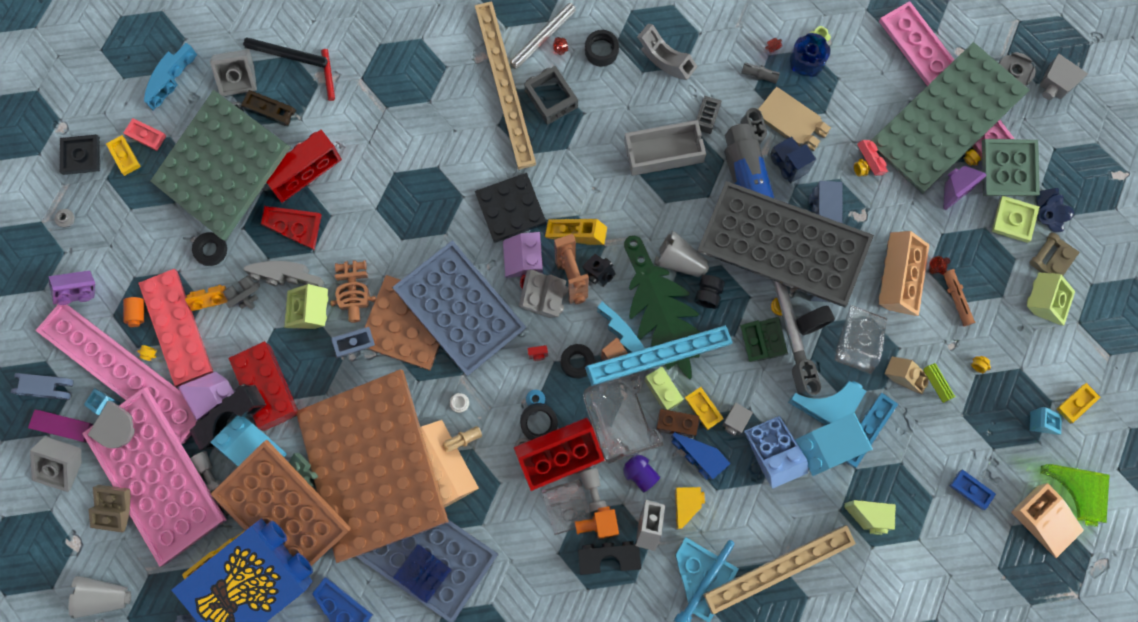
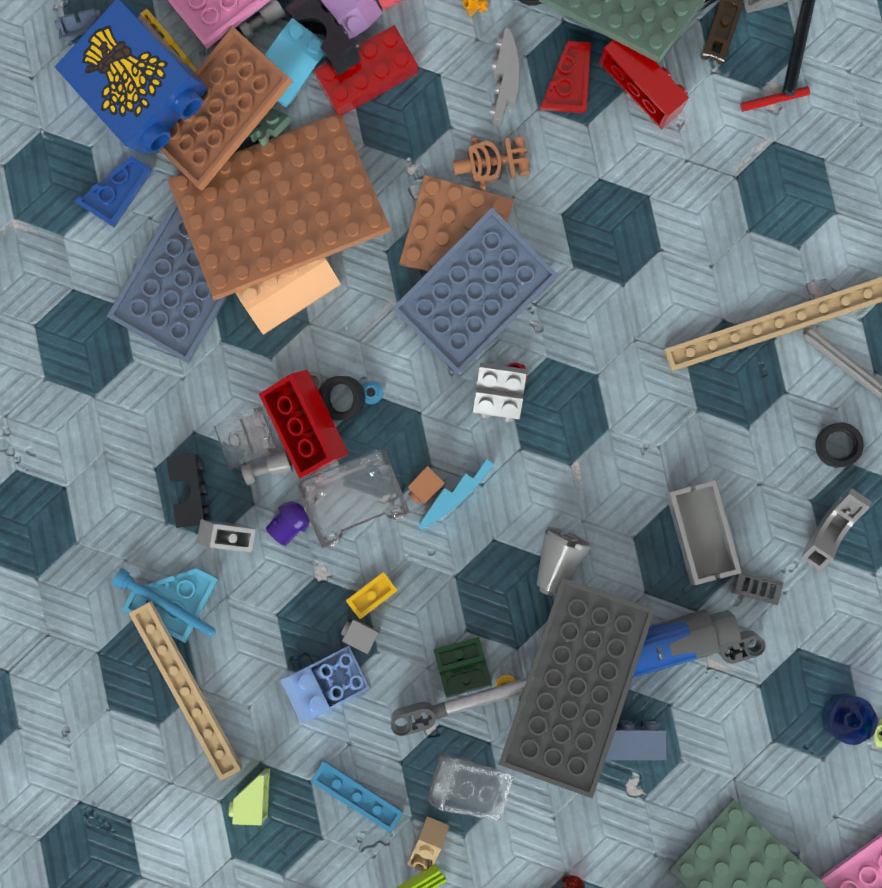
camera: 90 degrees right, 10 degrees up
(248, 288) = (483, 37): dark grey hips -> none
(306, 307) = (465, 109): yellowish green slope -> none
(352, 342) = (423, 167): sand blue slope -> none
(422, 573) = (159, 277): clear blue slope -> none
(459, 402) = (361, 302): white plate -> none
(462, 439) = (317, 310): tan axle -> none
(510, 207) = (612, 344): black plate -> none
(522, 254) = (549, 364): lavender slope -> none
(538, 353) = (426, 391): red plate -> none
(558, 110) = (748, 397): dark grey window -> none
(560, 45) = (837, 391): clear red plate -> none
(566, 259) = (546, 415): nougat fence -> none
(569, 352) = (416, 426): black tyre -> none
(584, 230) = (585, 428): yellow slope -> none
(599, 270) = (534, 459): black brick -> none
(603, 522) = (226, 480): orange brick -> none
(658, 355) = (429, 537): medium azure tile -> none
(661, 309) = (490, 538): dark green plant -> none
(663, 389) = (390, 545): yellowish green brick -> none
(677, 422) = (350, 563): reddish brown brick -> none
(687, 502) = (255, 580): yellow slope -> none
(705, 457) = (312, 599): blue slope -> none
(710, 288) = (517, 597): black wheel -> none
(760, 72) = (820, 654): dark grey pin -> none
(773, 45) = (861, 671): clear red plate -> none
(792, 159) = (700, 697): dark blue brick -> none
(793, 119) = (759, 697): tan tile -> none
(815, 320) = (487, 729): black tyre -> none
(833, 407) = (380, 757): medium azure arch -> none
(834, 444) = (332, 752): medium azure slope -> none
(861, 168) = (697, 789): yellow plate -> none
(873, 159) = (712, 802): coral plate -> none
(904, 273) = (558, 842): light nougat slope -> none

